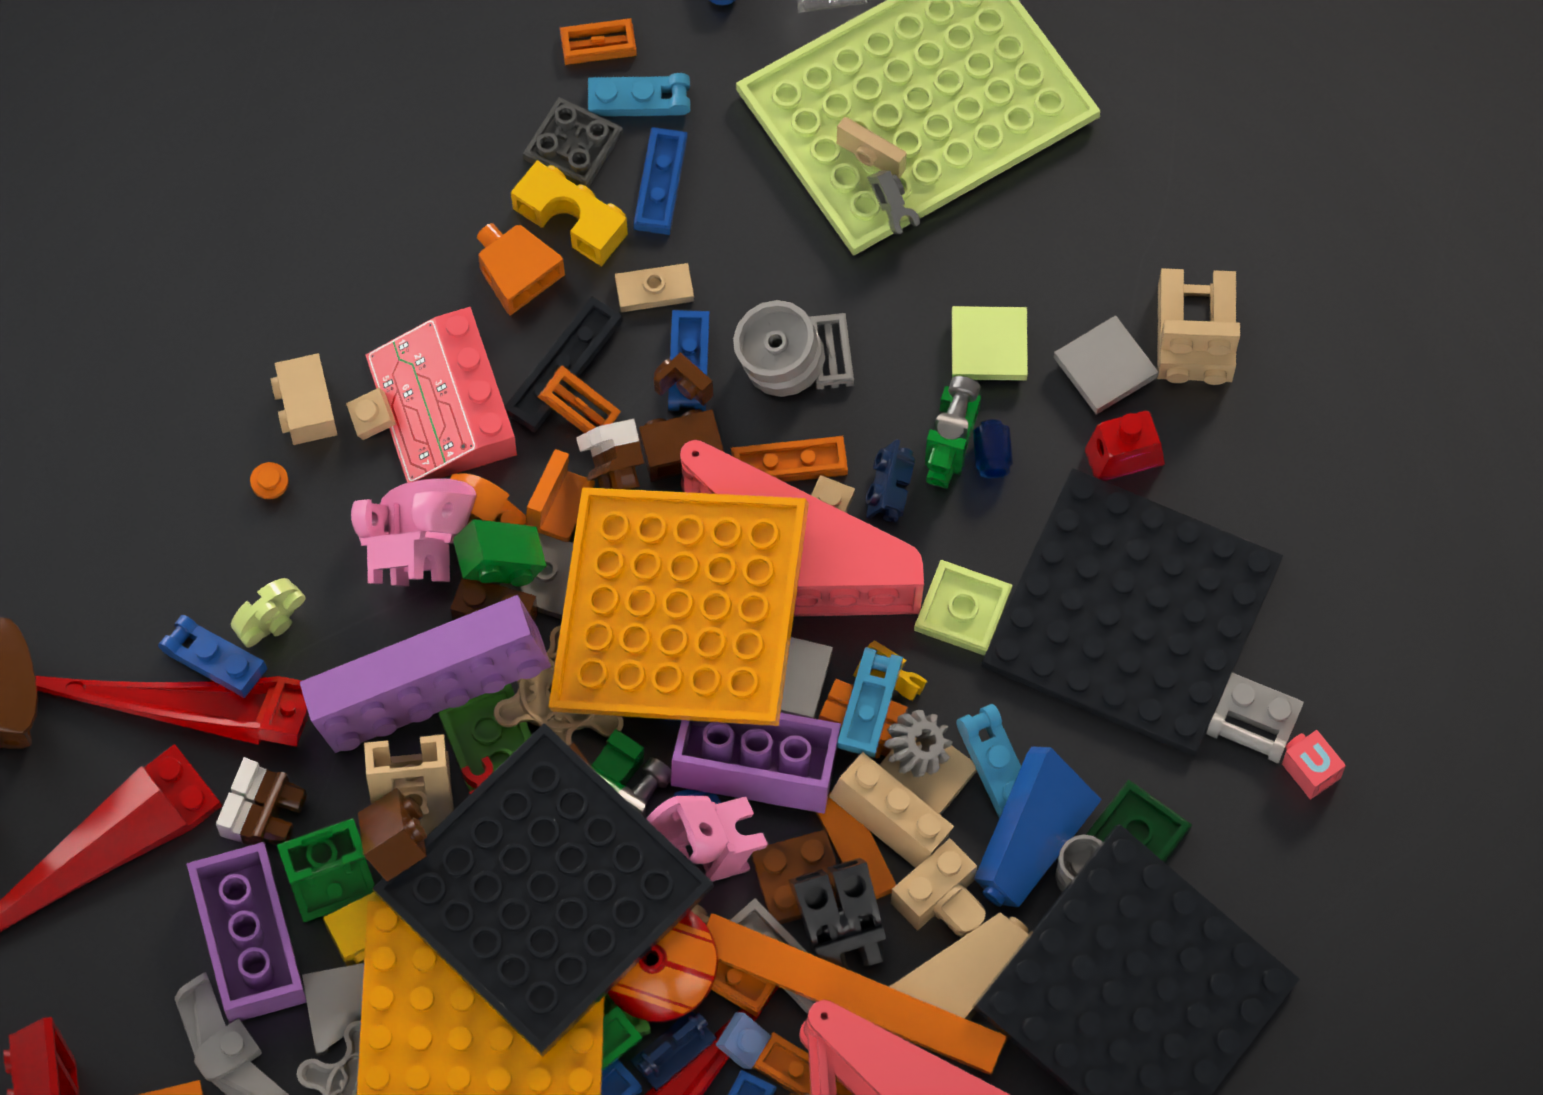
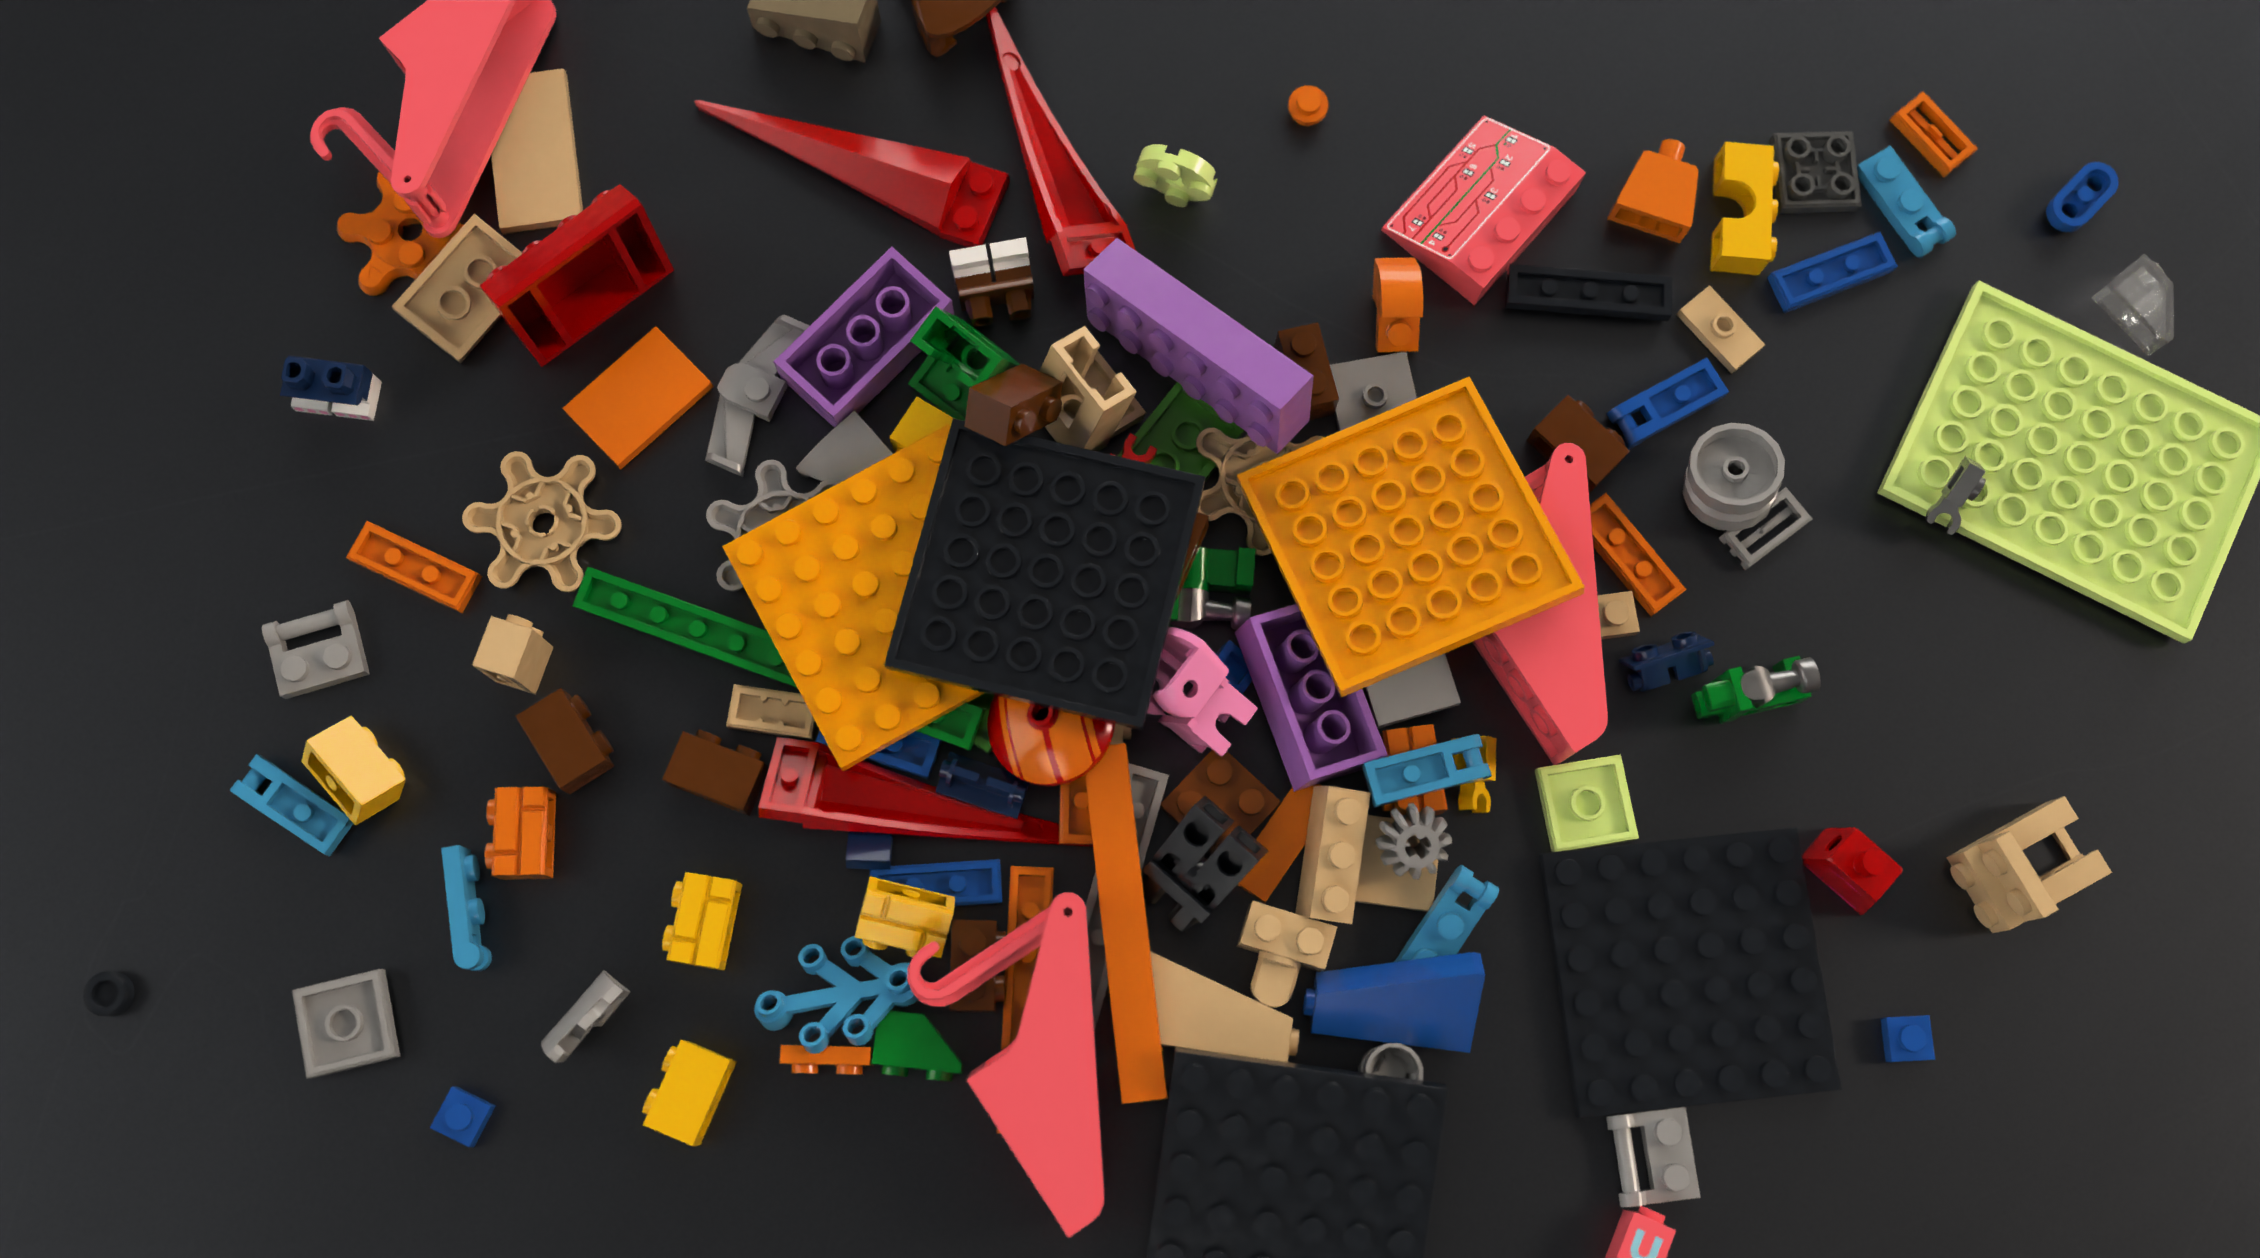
camera: 55 degrees right, 10 degrees up
(213, 656) = (1109, 158): blue plate -> none
(305, 399) = (1404, 87): tan brick -> none
(371, 413) = (1429, 153): tan plate -> none
(413, 529) = (1334, 252): bright pink piece -> none
(499, 552) = (1358, 341): green brick -> none
(557, 499) = (1448, 359): orange panel -> none
(567, 412) = (1542, 325): orange tile -> none
(614, 453) = (1525, 390): hips -> none
(689, 379) = (1645, 406): reddish brown bracket -> none
(743, 1040) = (1026, 845): medium blue plate -> none
(870, 148) = (1997, 442): tan plate -> none
(989, 343) = (1873, 673): yellowish green tile -> none
(993, 448) = (1766, 739): clear blue brick -> none
(1106, 364) = (1926, 799): light grey tile -> none
(1145, 819) = (1474, 1103): dark green tile -> none
(1273, 487) = (1907, 1038): none -> blue plate

